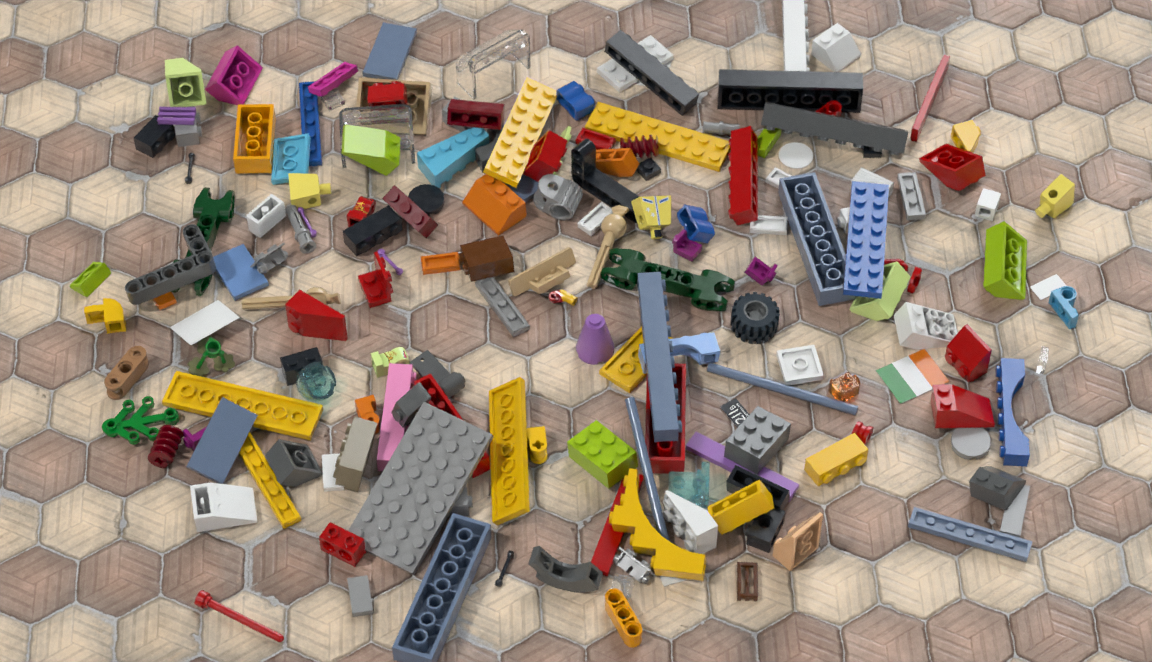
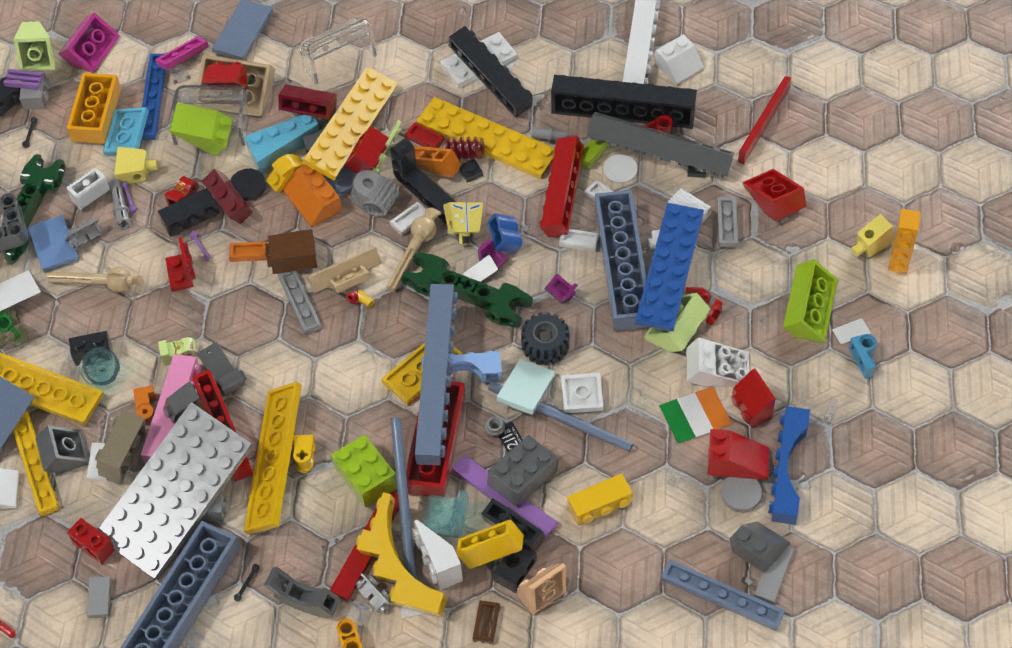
camera: 10 degrees right, 5 degrees up
(314, 318) = (110, 299): red slope -> none
(462, 182) = (283, 170): none -> yellow brick
(575, 100) = (412, 94): blue brick -> none
(595, 341) = (381, 349): medium lavender cone -> none
(680, 259) = (482, 269): none -> white sticker
(720, 399) = (495, 421): none -> light grey plate
(744, 363) = (525, 386): none -> light aqua tile
(844, 387) = (619, 424): clear orange brick -> none
(863, 432) = (632, 472): red wheel -> none
(966, 135) = (794, 163): yellow slope -> none
(987, 204) = (803, 237): white brick -> none
(1088, 196) = (904, 241): none -> light orange brick

